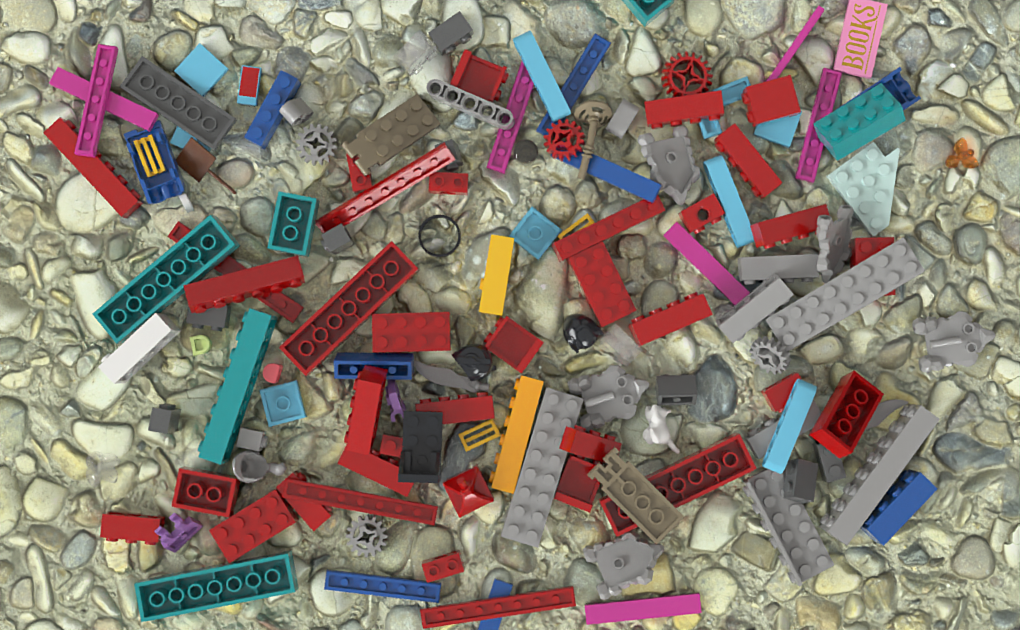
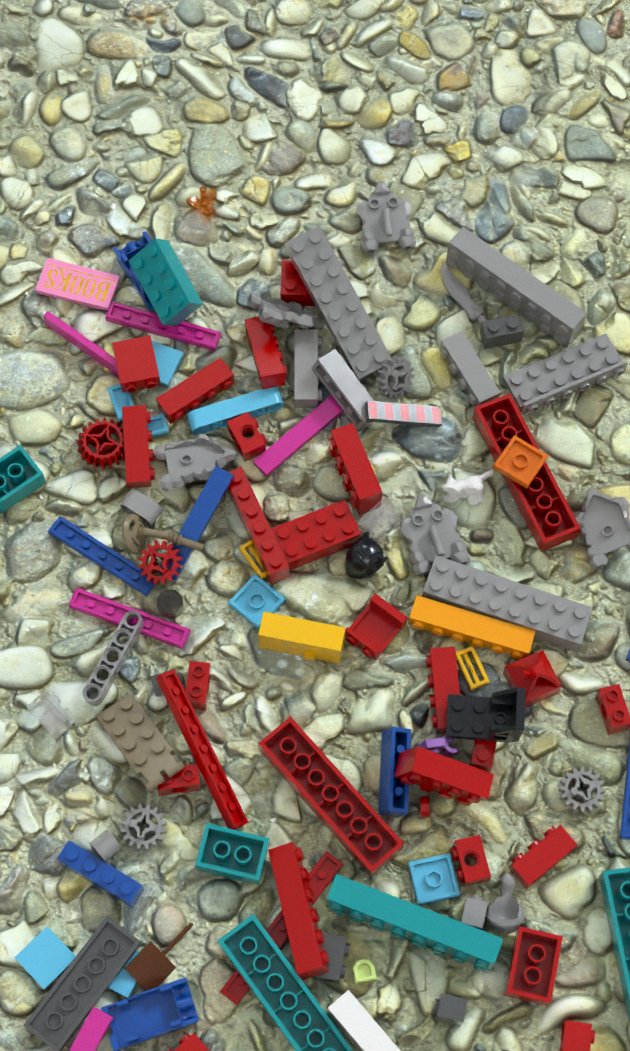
camera: 85 degrees left, 20 degrees down
(144, 140) = (121, 1017): yellow tile -> none
(184, 531) = (575, 992): medium lavender plate -> none
(186, 202) = (199, 979): white tile -> none
(249, 85) = (69, 903): red tile -> none
(253, 525) = (571, 913): red brick -> none
(272, 372) = (399, 886): coral brick -> none
(289, 443) = (472, 848): none -> red brick
(337, 239) = (253, 804): dark grey brick -> none
(345, 394) = (424, 806): none -> red tile
(359, 501) = (544, 795): red tile -> none
(376, 468) = (508, 774): red brick -> none
(411, 332) = (359, 731): red brick -> none
(429, 219) = (254, 679): black tyre -> none
(449, 378) = (409, 698): light grey sword -> none
(451, 33) = (32, 675): dark grey brick -> none
(475, 361) = (392, 666): black helmet -> none
(479, 77) = (83, 648): red panel -> none
(541, 76) = (89, 583): medium azure beam -> none
(575, 485) = (523, 565): red panel -> none
(587, 444) = (484, 550): red brick -> none
(636, 496) = (538, 505): dark tan hinge -> none
(676, 389) = (428, 468): dark grey brick -> none
(681, 479) = (520, 461): none -> orange plate
(731, 364) = (403, 413): none -> tile
(779, 392) = (432, 368): red brick -> none
(789, 426) = (467, 361): medium azure beam -> none
(800, 481) = (522, 356): dark grey brick -> none
(846, 414) = (456, 309): red brick -> none
(868, 186) = (227, 284): light aqua wing -> none
(898, 506) = (548, 267): blue brick -> none

